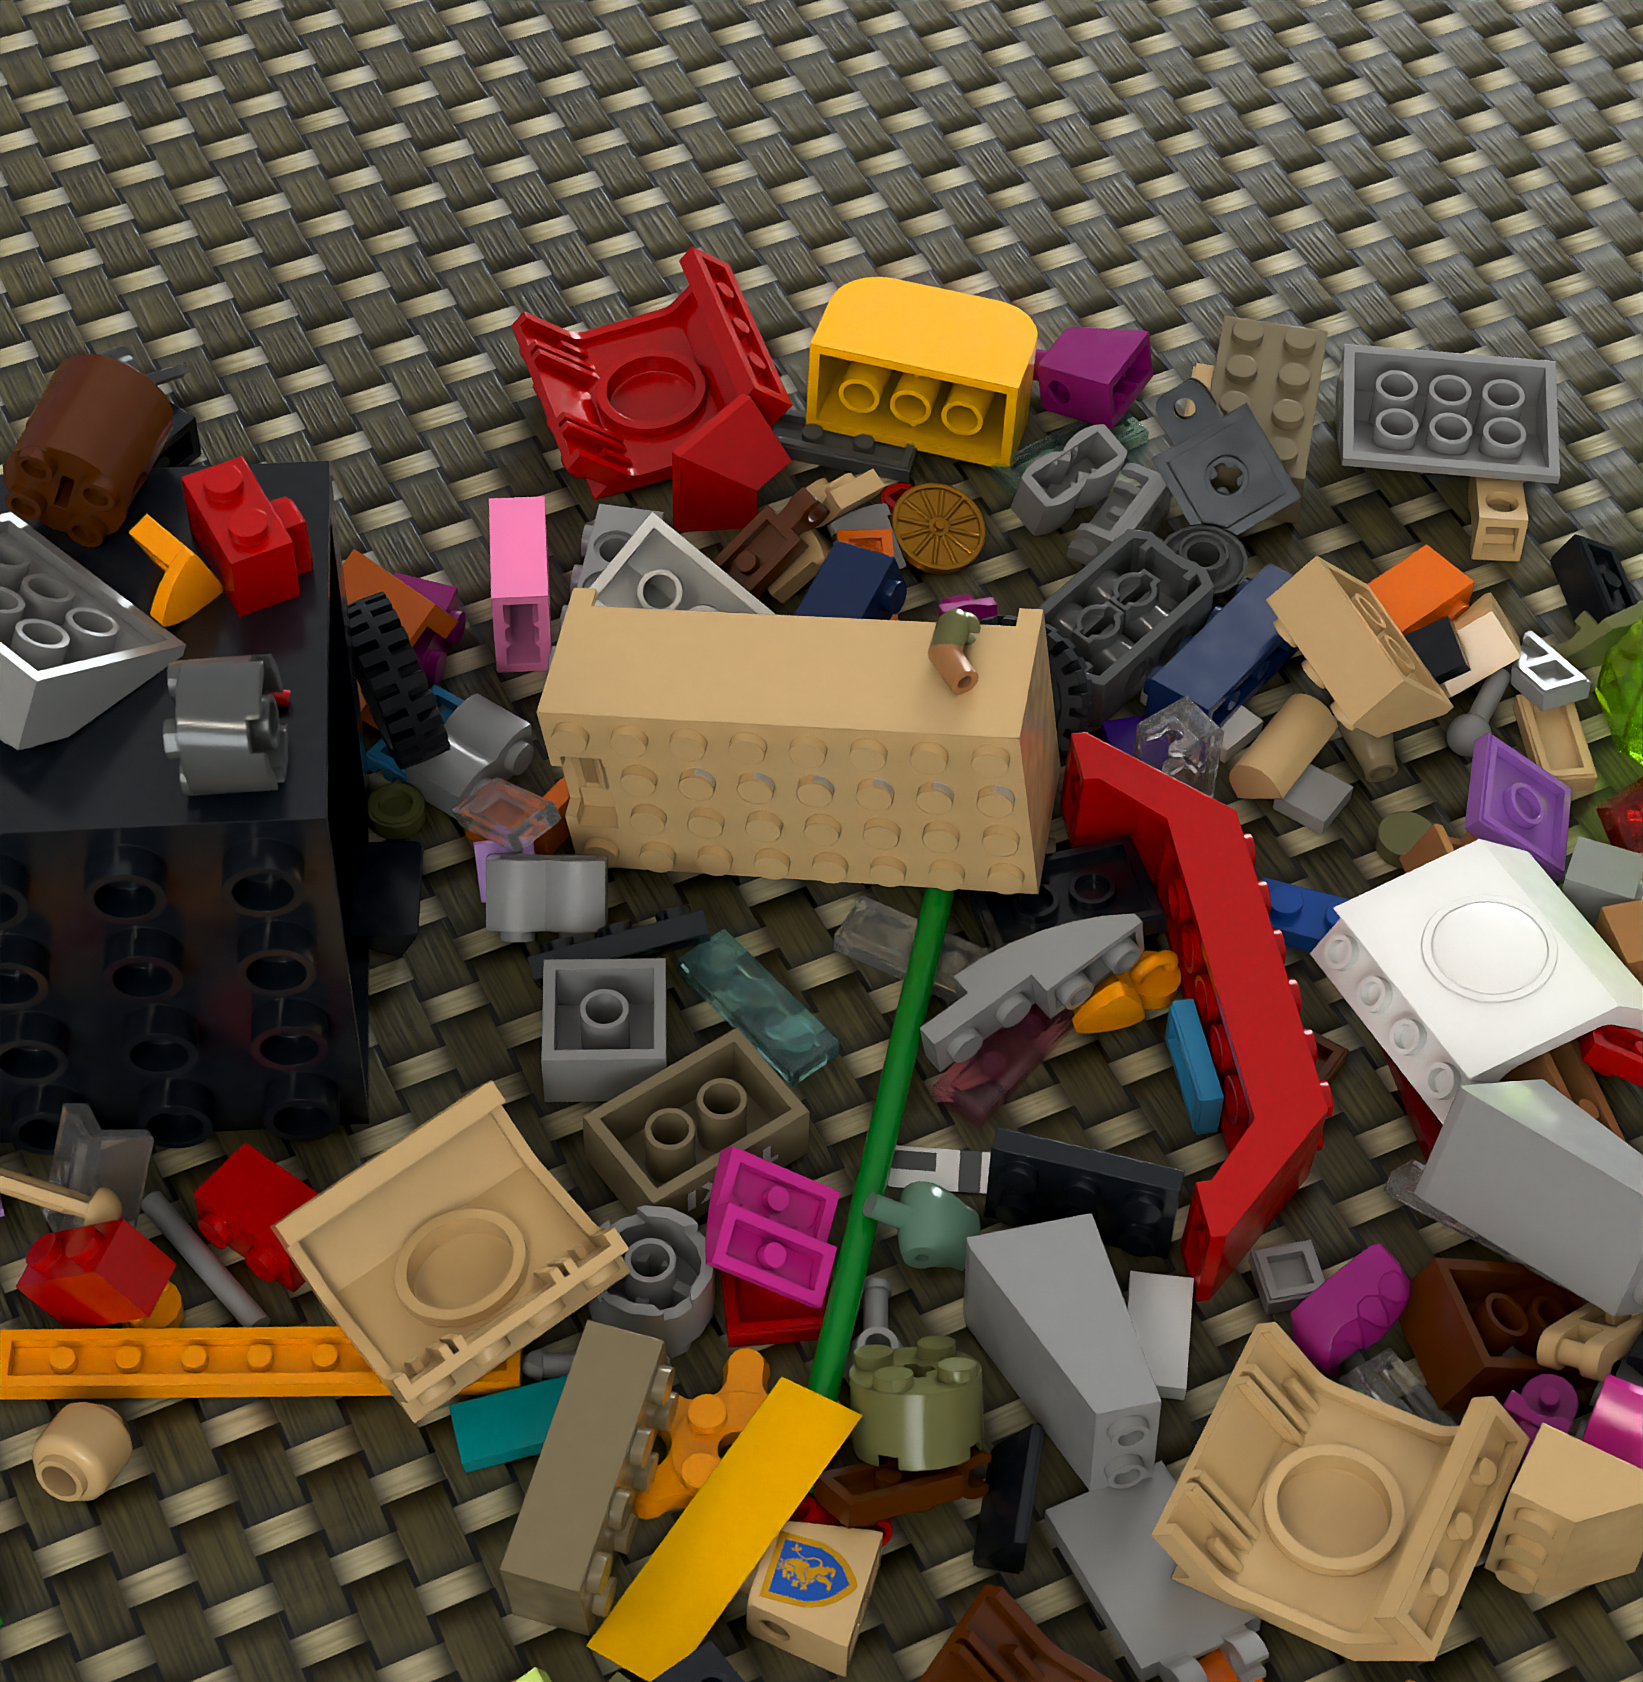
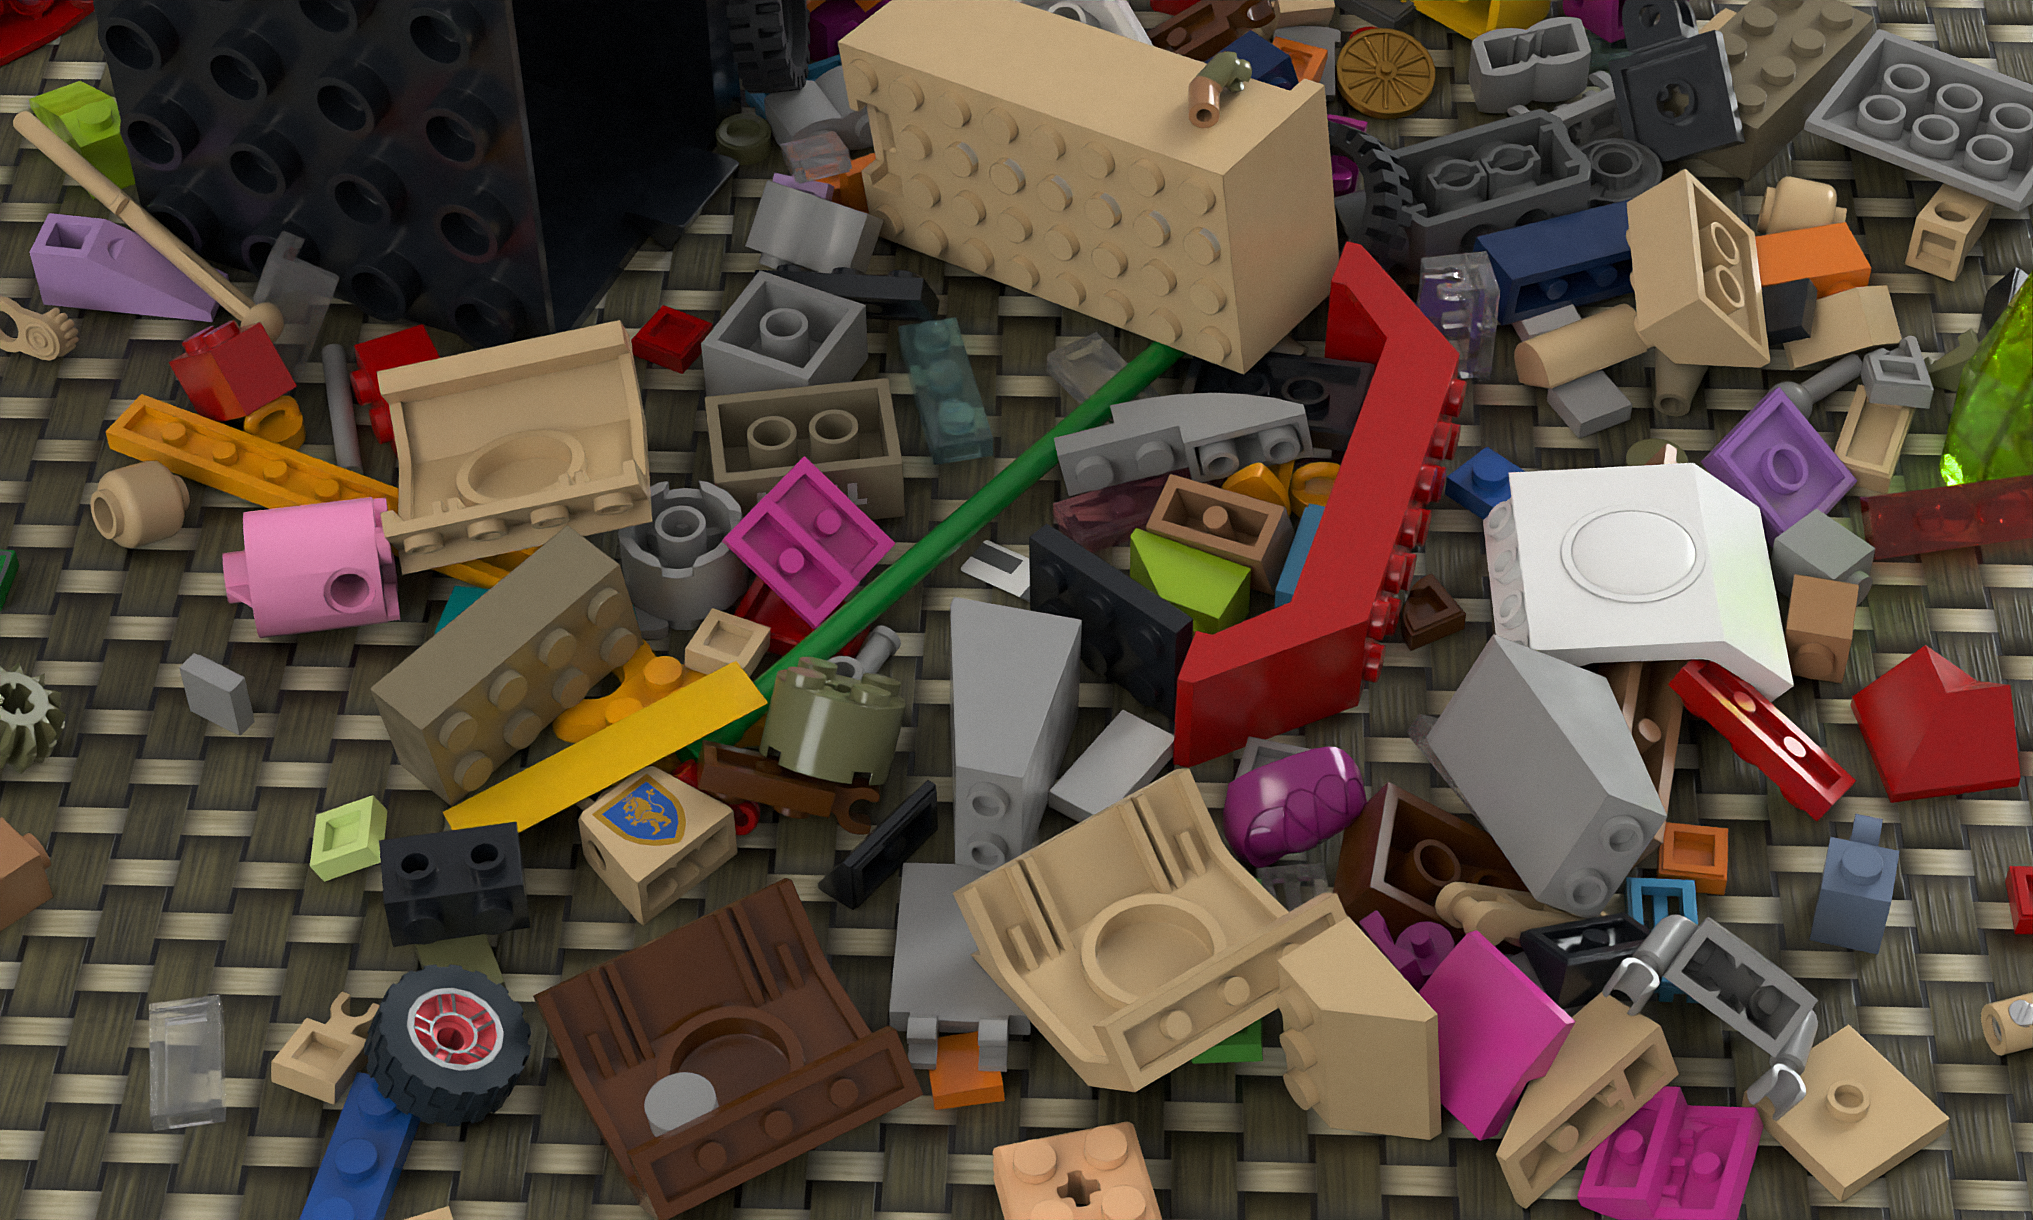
camera: 30 degrees right, 5 degrees down
(300, 1623) = (217, 694): none -> light grey tile
(320, 1450) = (314, 568): none -> bright pink cylinder
(471, 1053) = (671, 339): none -> red tile
(749, 1360) = (727, 639): none -> tan tile
(928, 1223) = (961, 580): sand green piece -> none
(1109, 1120) = (1193, 581): none -> lime slope
(1114, 1061) = (1226, 526): none -> medium nougat brick
(1374, 544) = (1798, 205): none -> tan head

